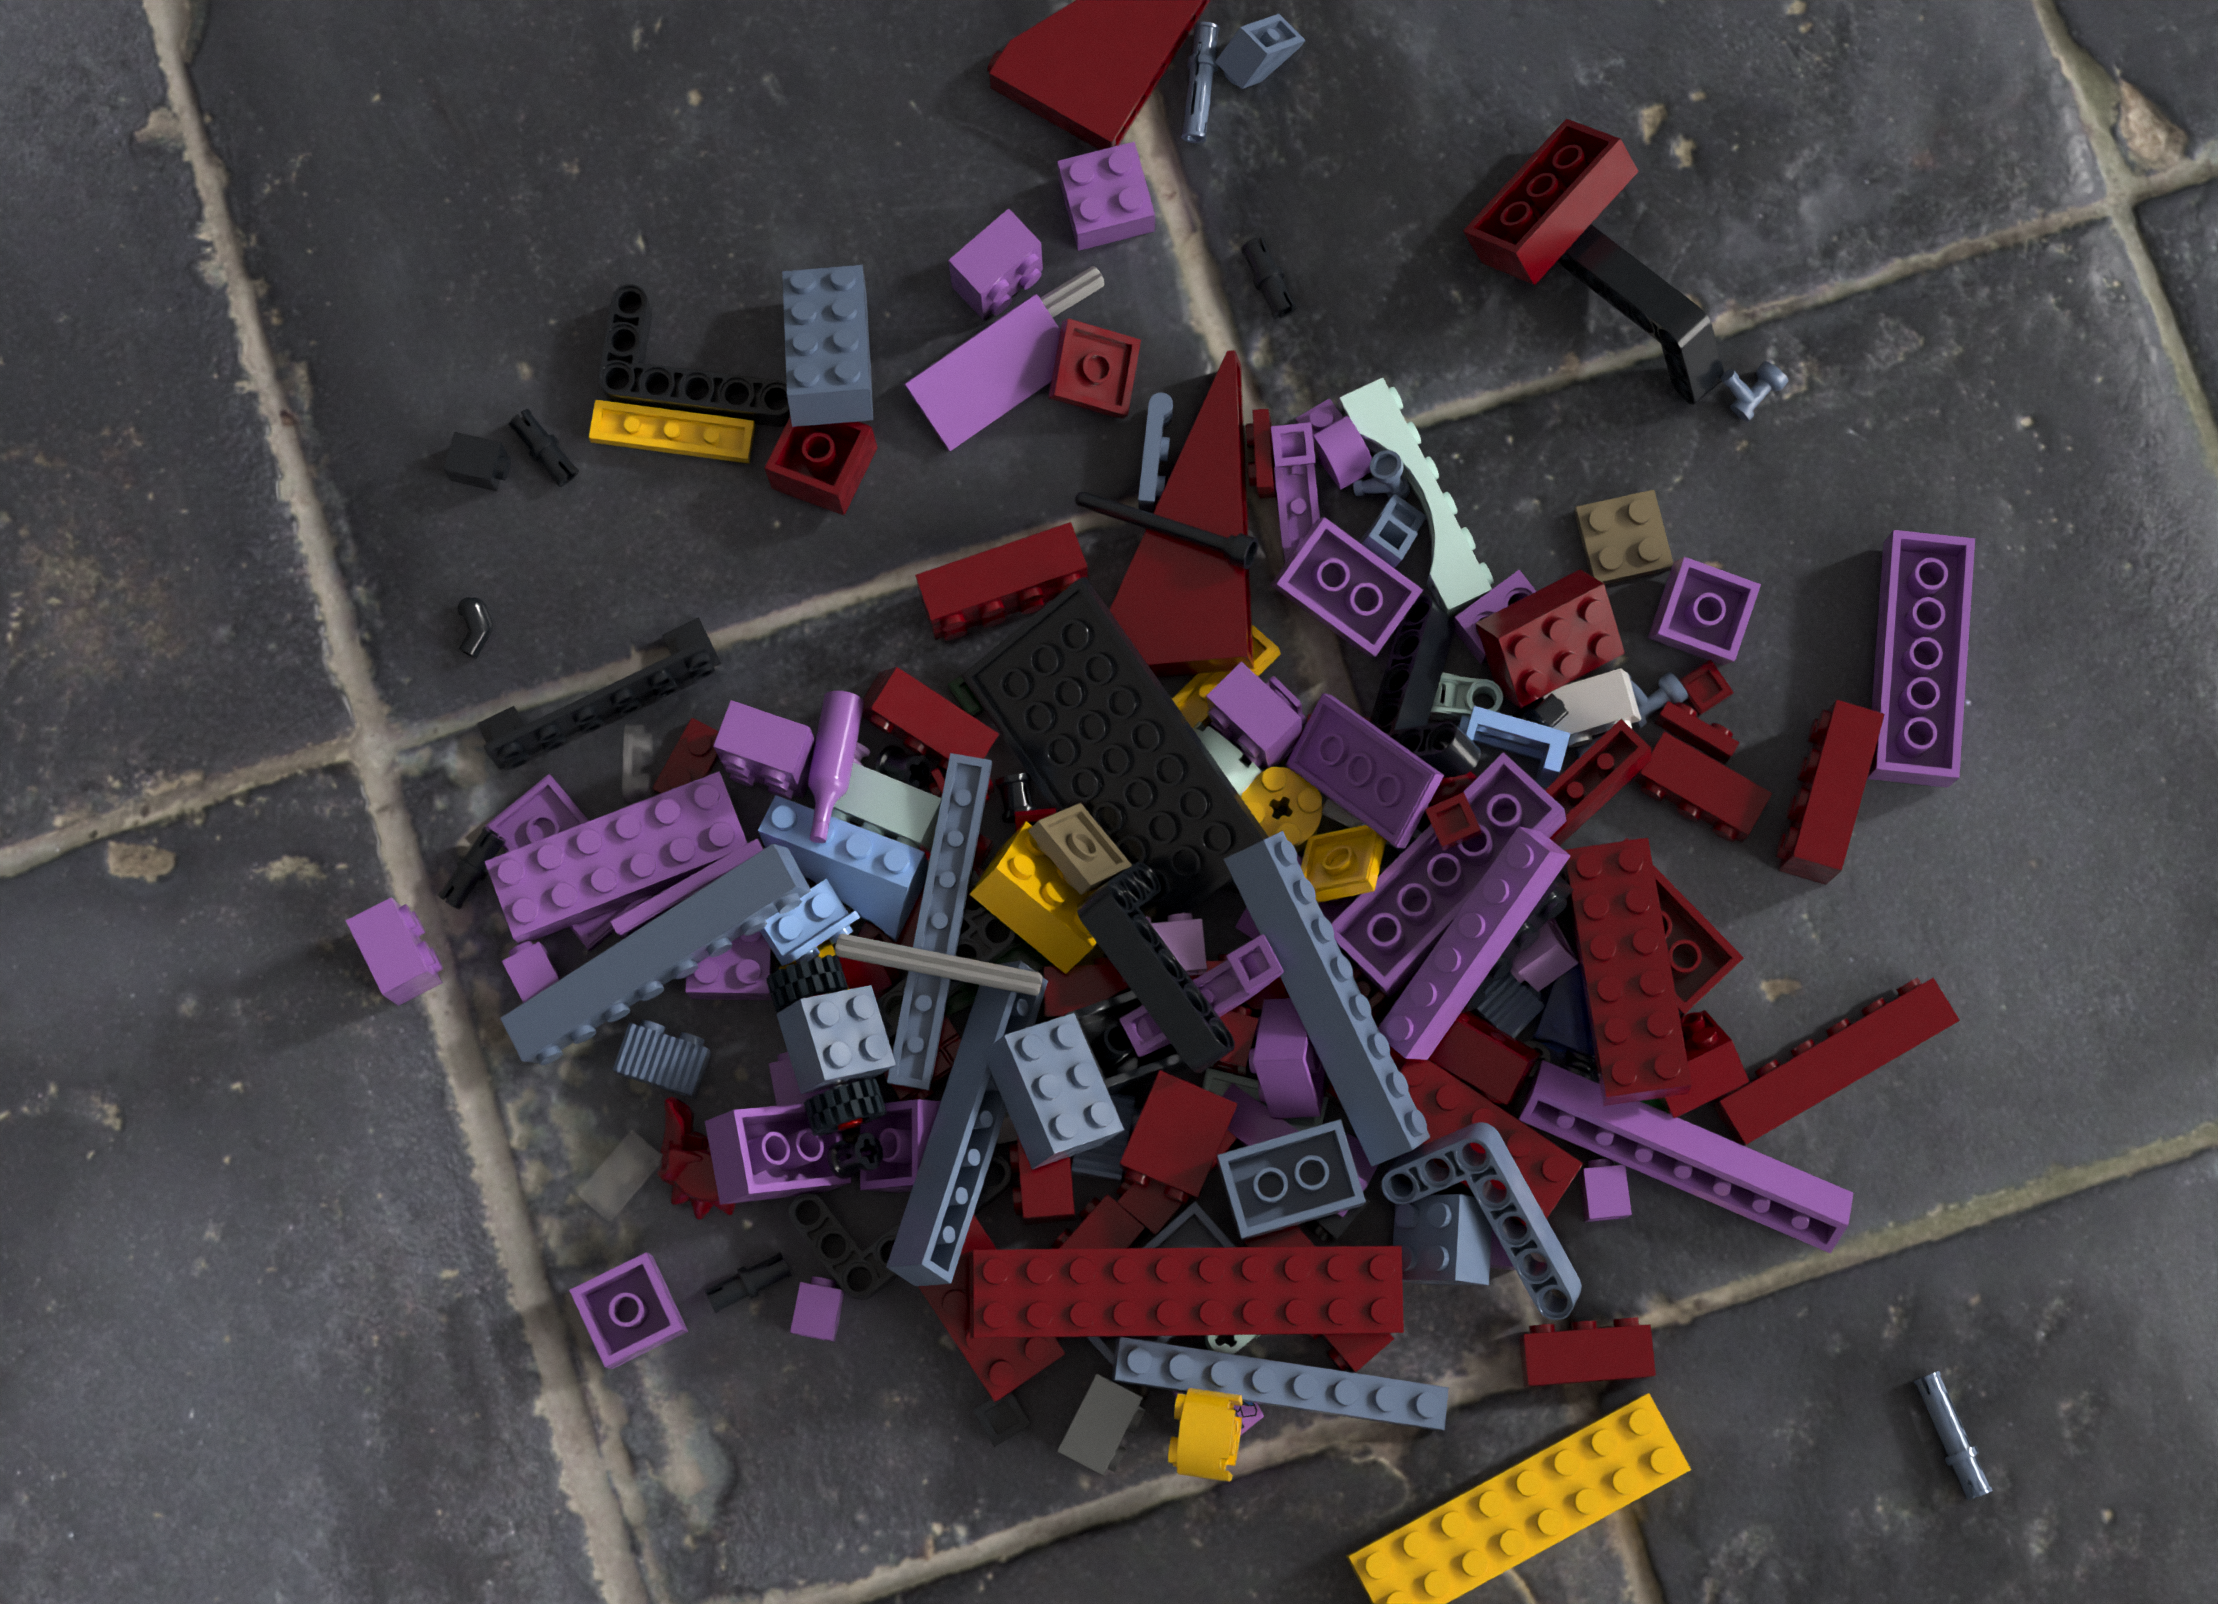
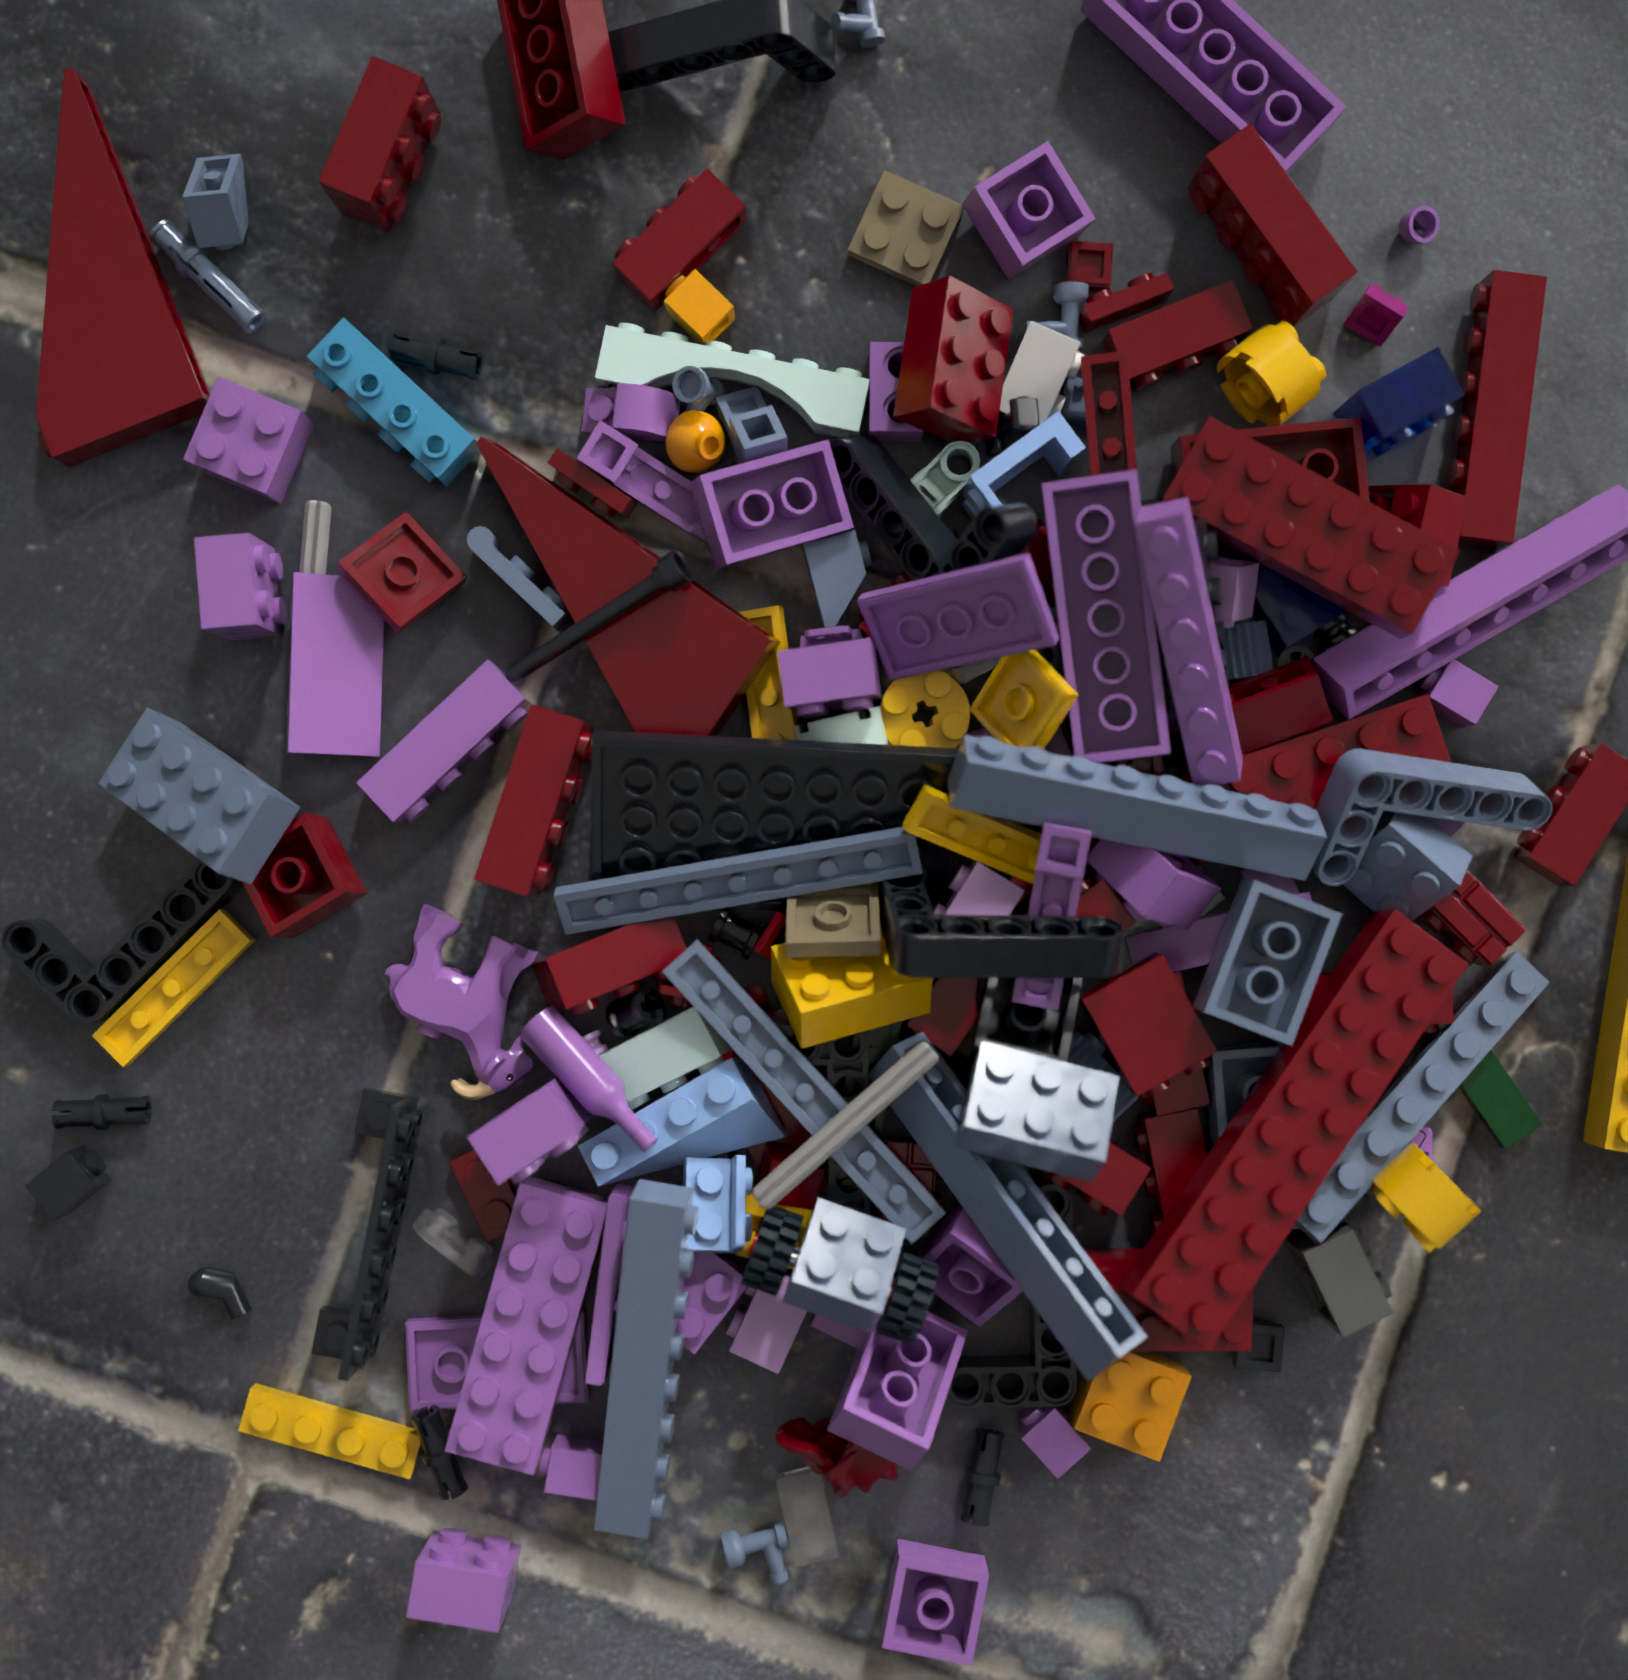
camera: 55 degrees left, 10 degrees up
(428, 781) = (331, 1431): none -> yellow plate
(581, 1160) = (768, 1540): none -> sand blue piece
(663, 1059) = (734, 1410): sand blue brick -> none
(745, 1035) = (765, 1328): none -> lavender brick
(815, 642) = (463, 1004): none -> medium lavender animal
(860, 1144) = (945, 1313): black bush -> none
(890, 1343) = (1132, 1402): none -> light orange brick
(994, 489) = (444, 743): none -> medium lavender brick
(1057, 763) = (738, 880): none -> sand blue plate
(1211, 275) = (394, 401): none -> dark azure brick
(1219, 900) = (974, 834): none -> yellow plate
(1326, 1458) = (1497, 1100): none -> dark green tile
(1336, 671) = (836, 573): none -> sand blue slope
(1351, 502) = (695, 441): none -> light orange brick
(1385, 132) = (381, 145): none -> dark red brick
(1445, 1330) = (1474, 922): none -> dark red brick
(1449, 433) = (698, 307): none -> light orange brick
(1453, 821) = (1073, 576): dark red plate -> none
(1486, 384) = (679, 238): none -> dark red brick
(1725, 874) = (1271, 375): none -> yellow brick
(1778, 983) = (1404, 402): none -> clear blue brick
(1835, 920) = (1375, 315): none -> magenta tile
(1934, 901) = (1423, 219): none -> medium lavender hinge

